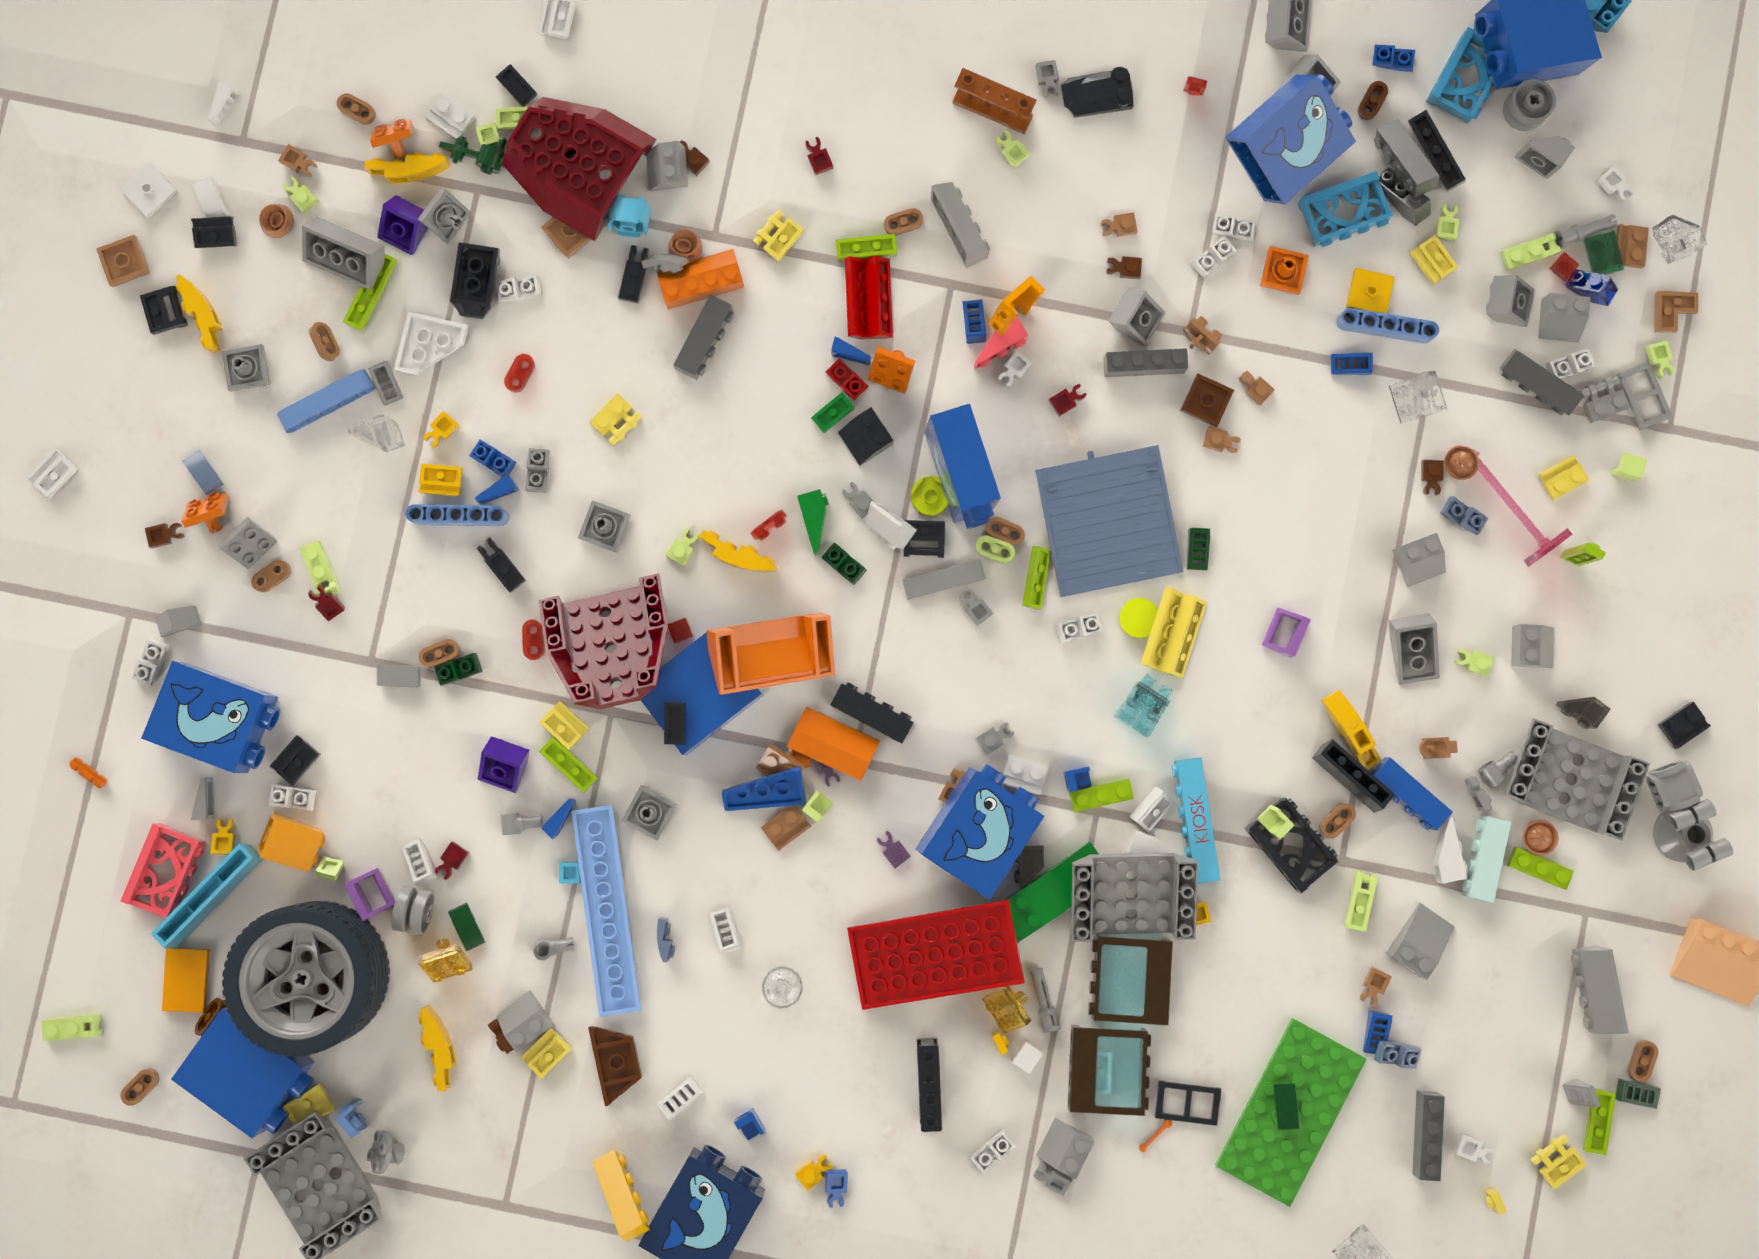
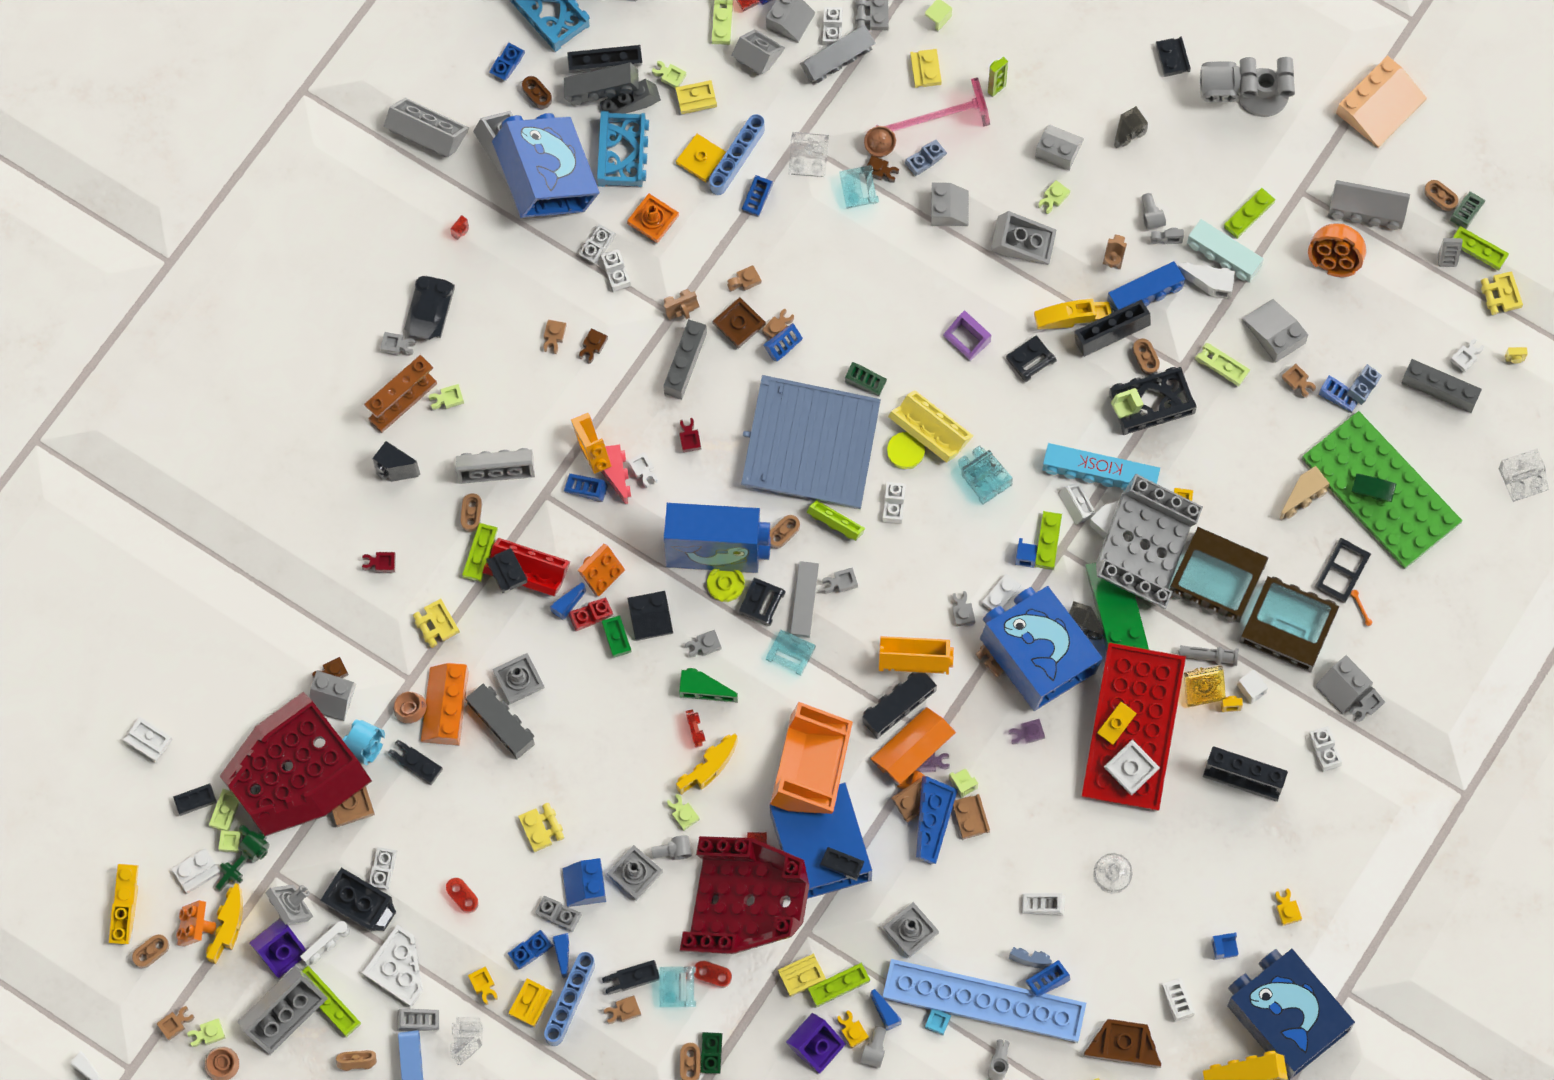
camera: 65 degrees left, 15 degrees down
(389, 66) = (124, 904): none -> yellow slope
(423, 265) = (325, 943): none -> white plate
(468, 572) = (626, 1009): none -> medium nougat plate
(503, 606) = (671, 986): none -> clear light blue plate
(530, 796) = (853, 1032): none -> yellow plate
(575, 484) = (584, 883): none -> blue slope
(643, 556) = (677, 848): none -> light grey pin
(662, 975) = (1050, 970): none -> blue slope
(666, 262) = (420, 722): light grey slope -> none
(753, 337) = (518, 678): none -> light grey plate
(835, 1184) = (1305, 891): plate -> none
(844, 563) = (755, 679): dark green slope -> none
(853, 279) = (506, 570): none -> black plate
(889, 526) = (739, 622): white slope -> none
(890, 587) = (793, 647): none -> clear light blue plate
(891, 969) = (1132, 767): none -> white plate
(919, 124) = (394, 464): none -> black slope
(926, 684) = (915, 655): none -> light orange door
(929, 938) = (1116, 723): none -> yellow plate
(995, 549) = (795, 546): yellowish green plate -> none
(1137, 315) = (640, 351): light grey slope -> none
(1200, 458) = (769, 346): none -> blue slope
(1258, 1034) = (1308, 487): none -> tan slope
(1292, 700) = (1027, 354): none -> black plate
(1400, 454) = (852, 187): none -> clear light blue plate
(1535, 977) = (1337, 250): none -> orange cylinder
(1540, 837) = (1223, 202): nougat hat -> none
(1603, 785) = (1201, 138): light grey slope -> none

